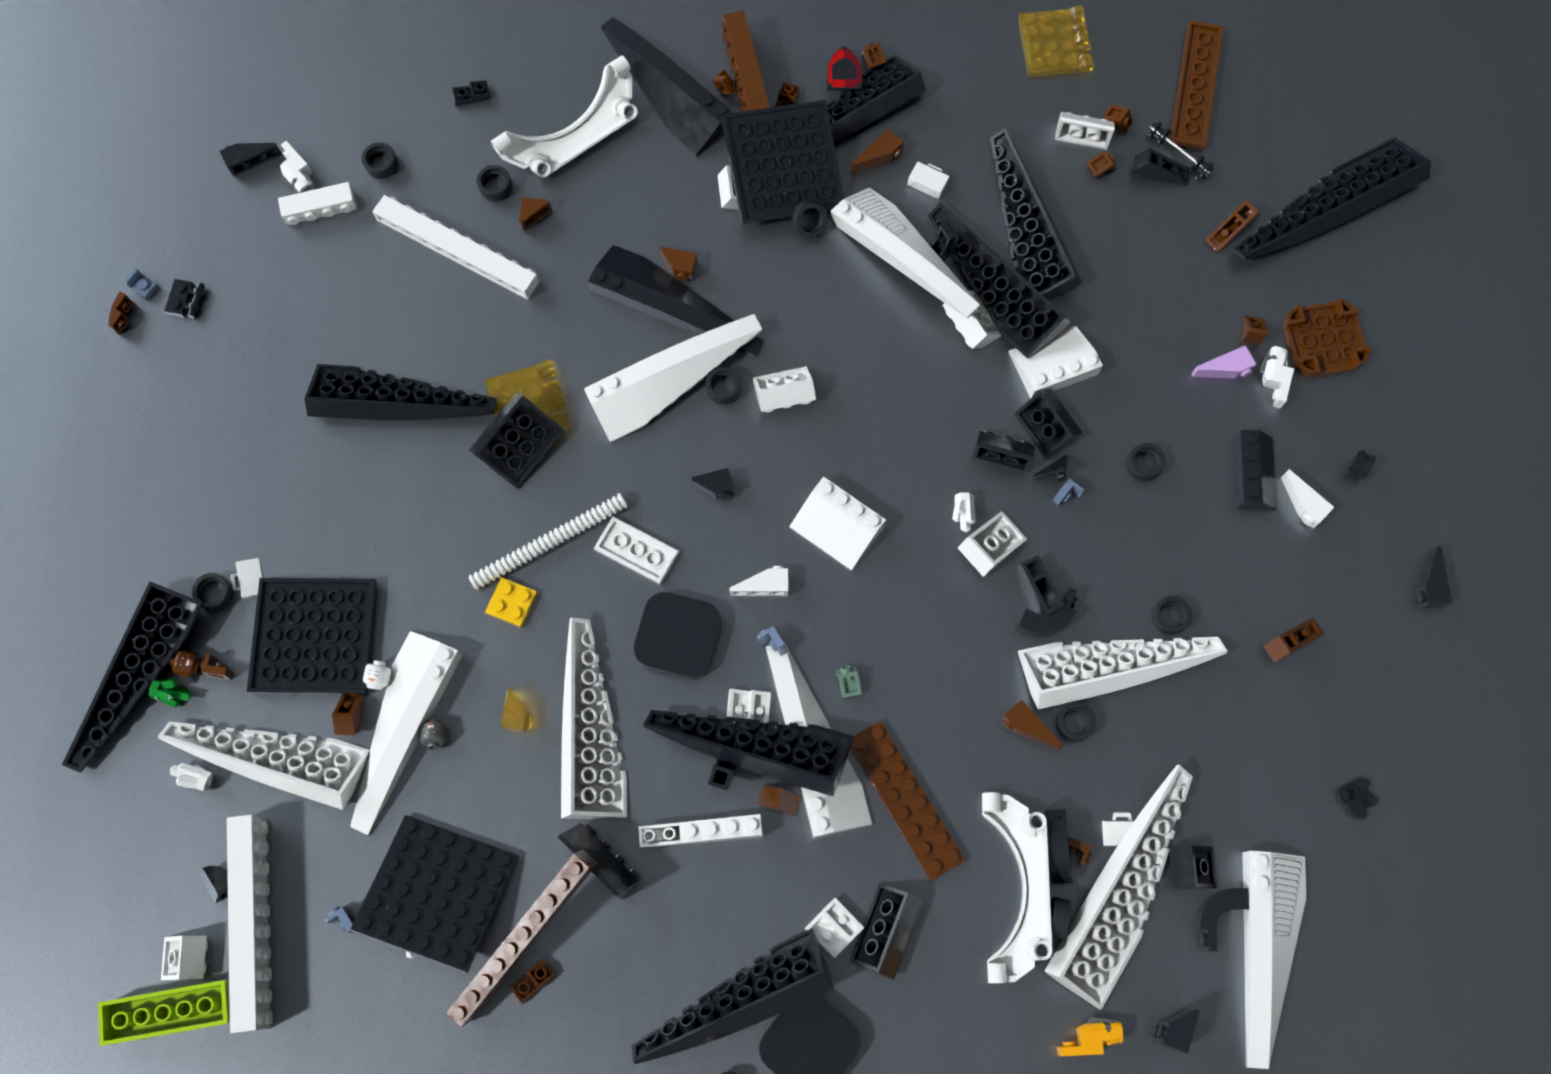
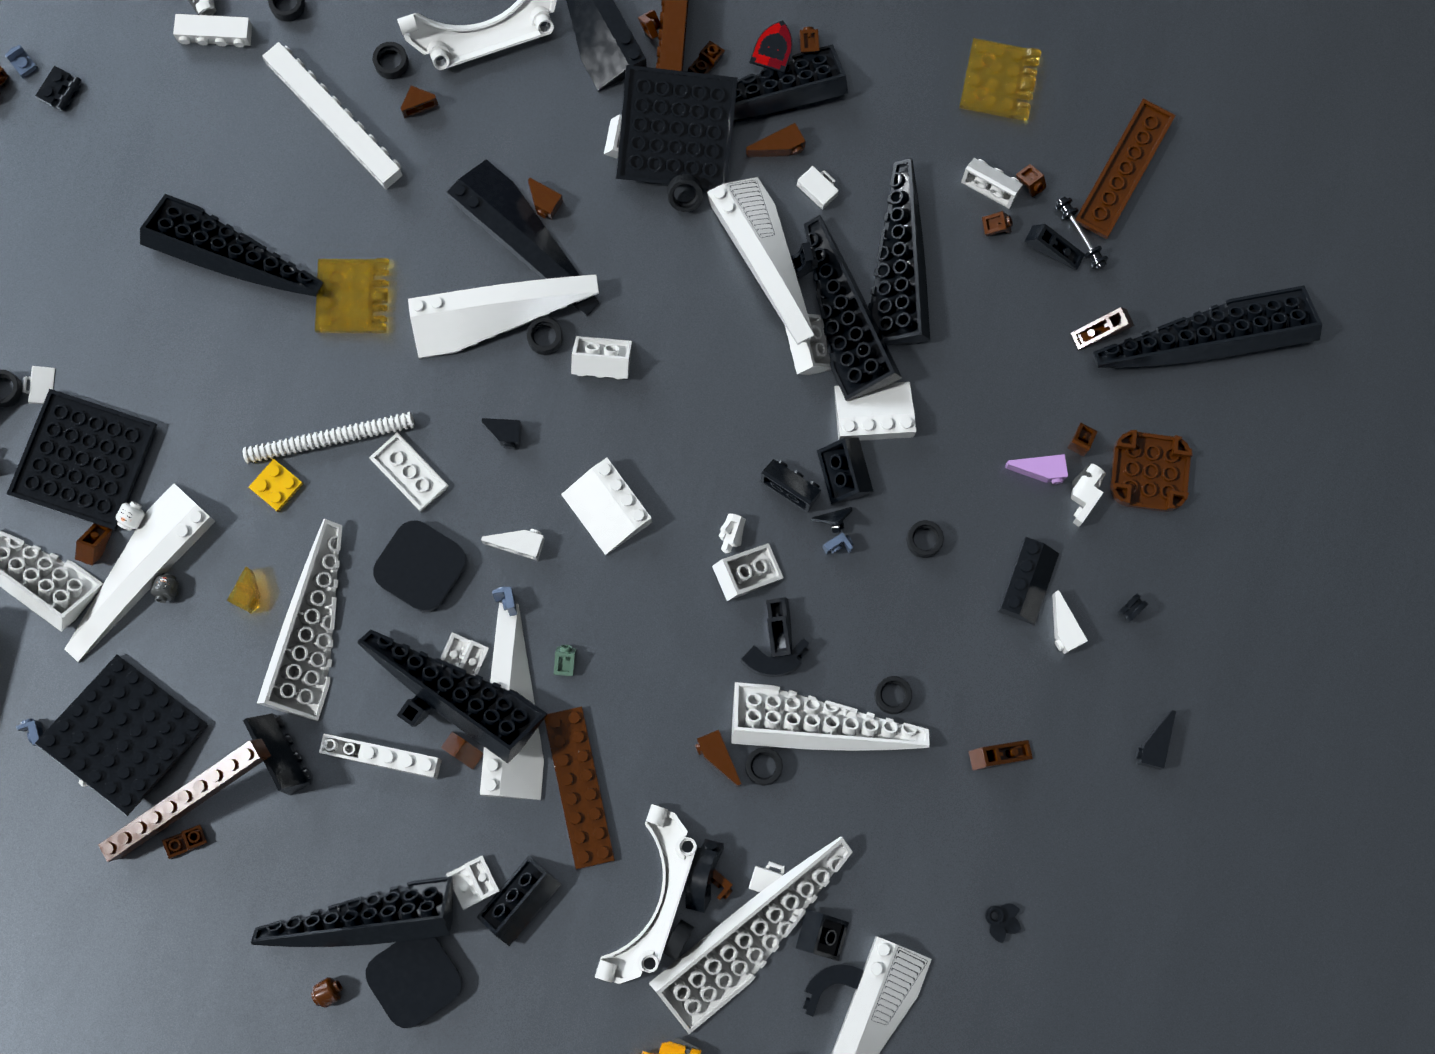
camera: 15 degrees right, 5 degrees up
(516, 439) = (328, 330): black slope -> none

